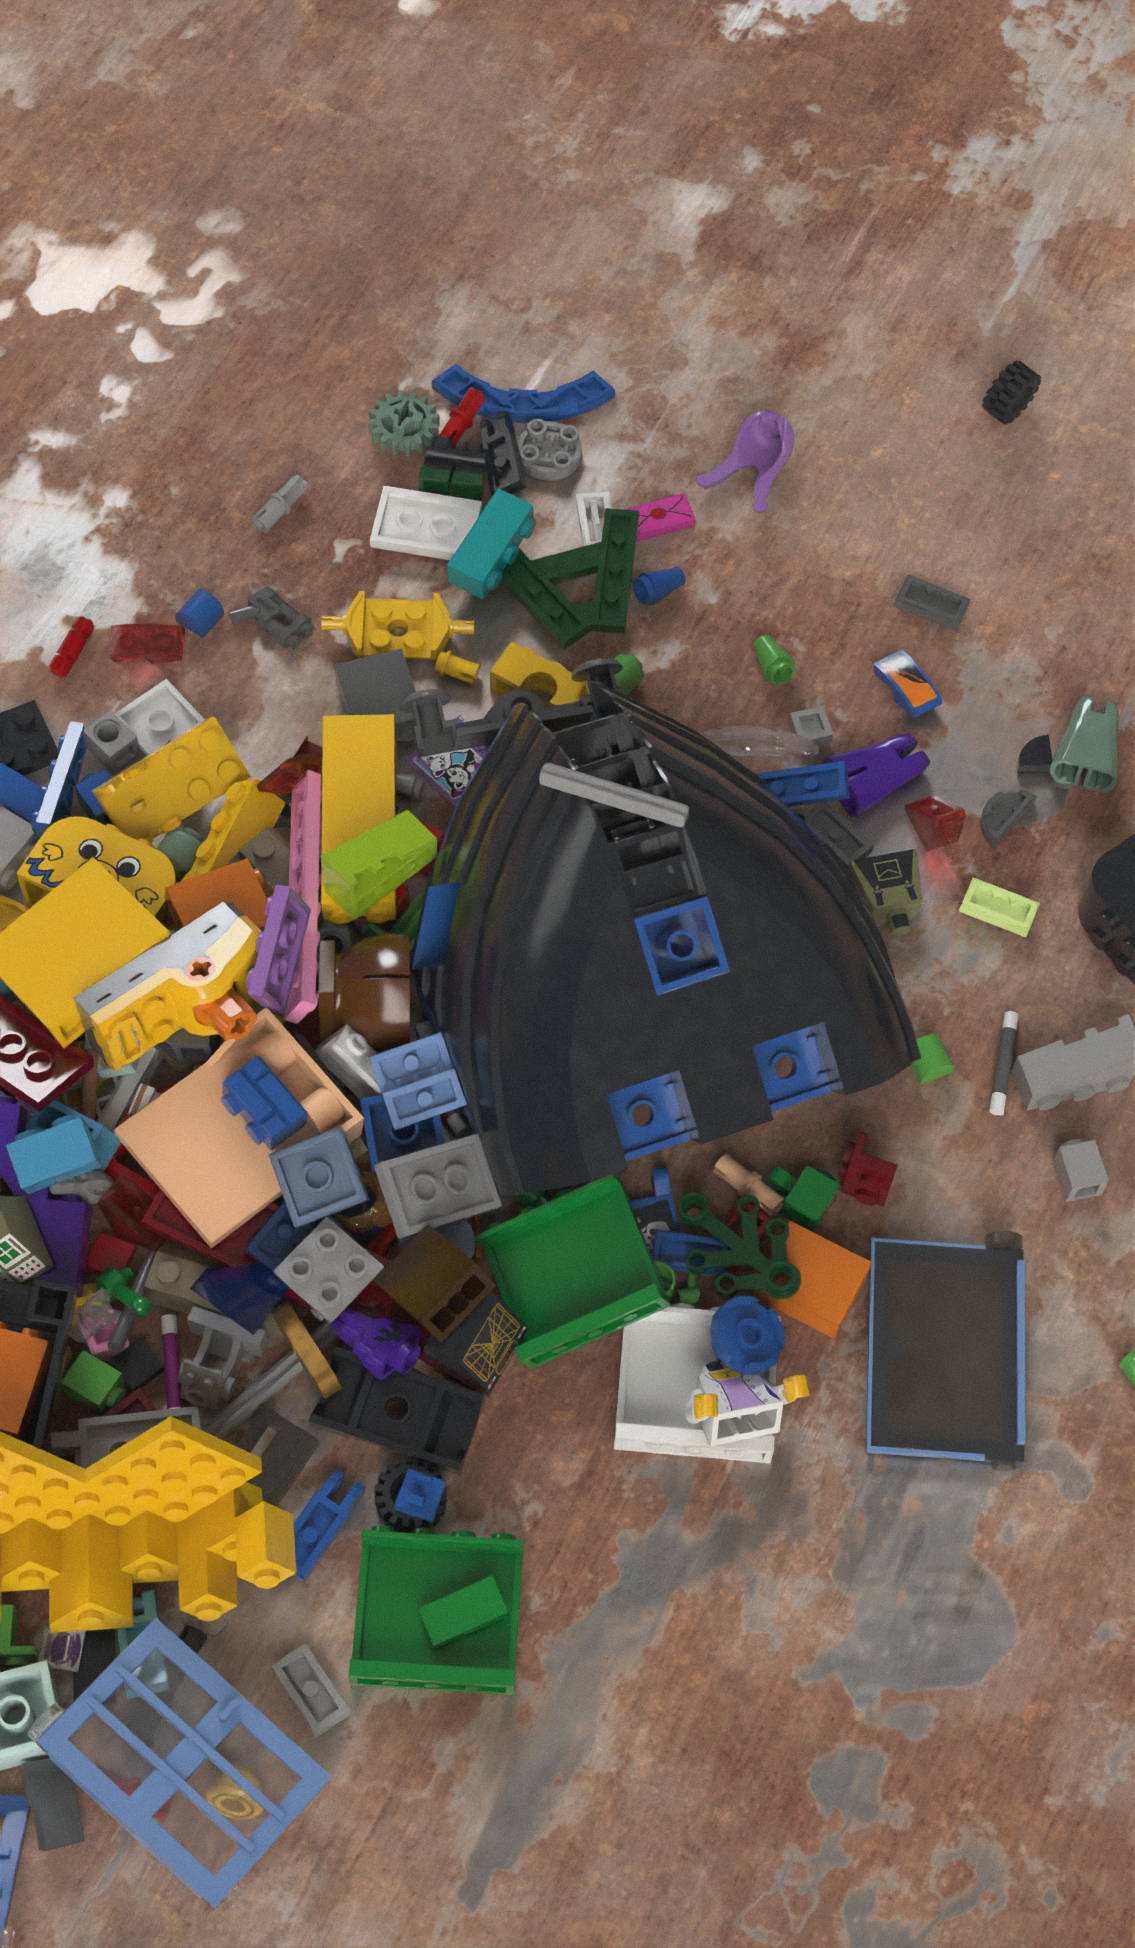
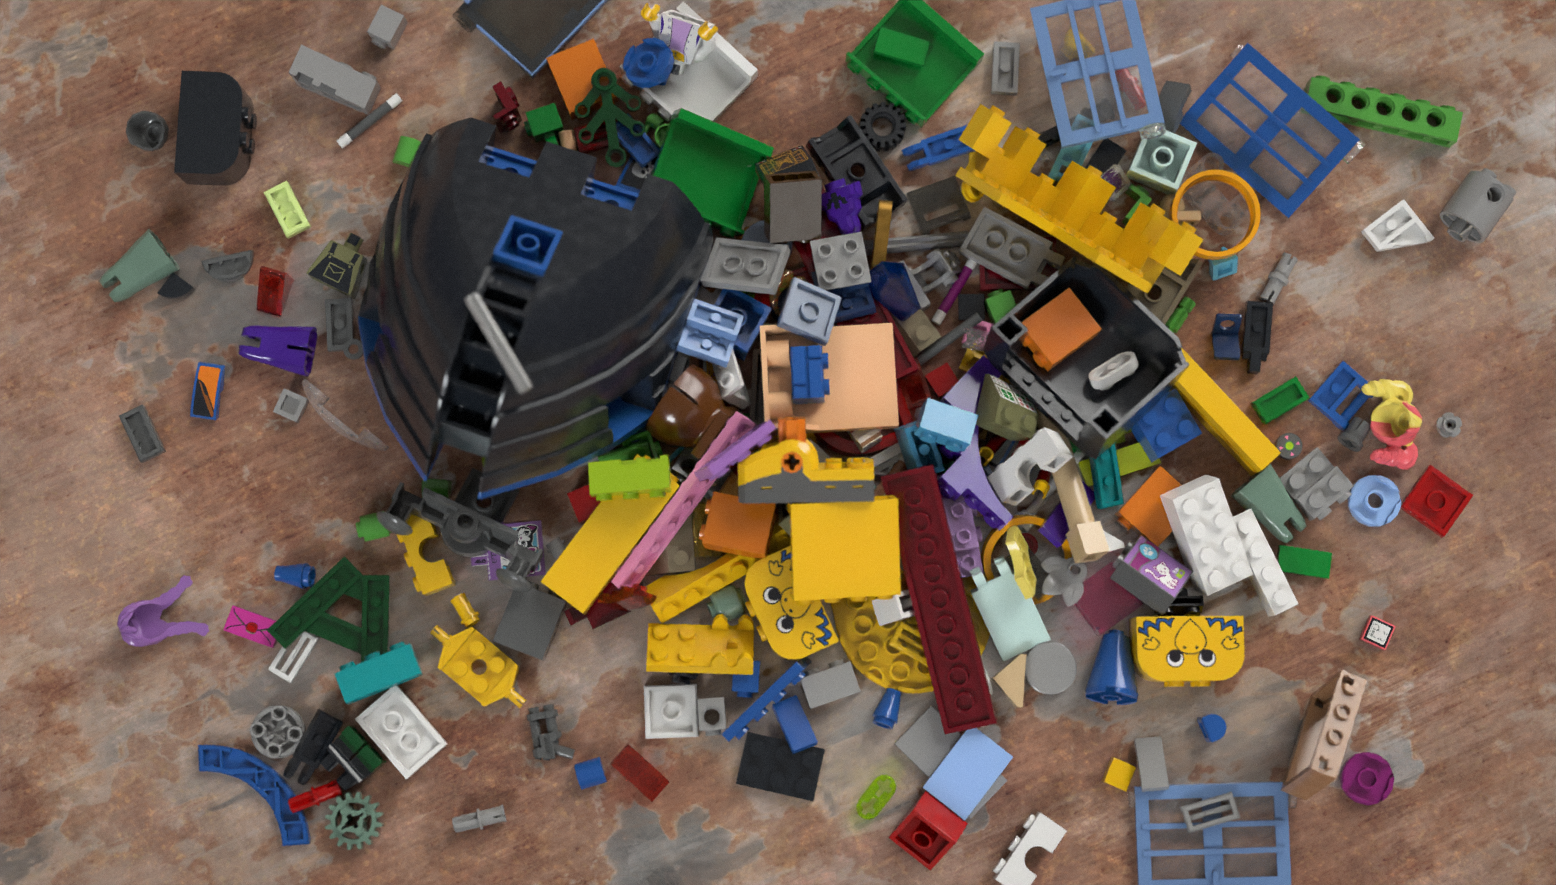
camera: 140 degrees left, 20 degrees up
(71, 646) = (685, 808): red axle -> none
(117, 1283) = (954, 355): green piece -> none
(420, 1495) = (880, 115): blue tile -> none
(774, 661) = (272, 468): bright green cone -> none
(809, 783) = (337, 367): blue plate -> none

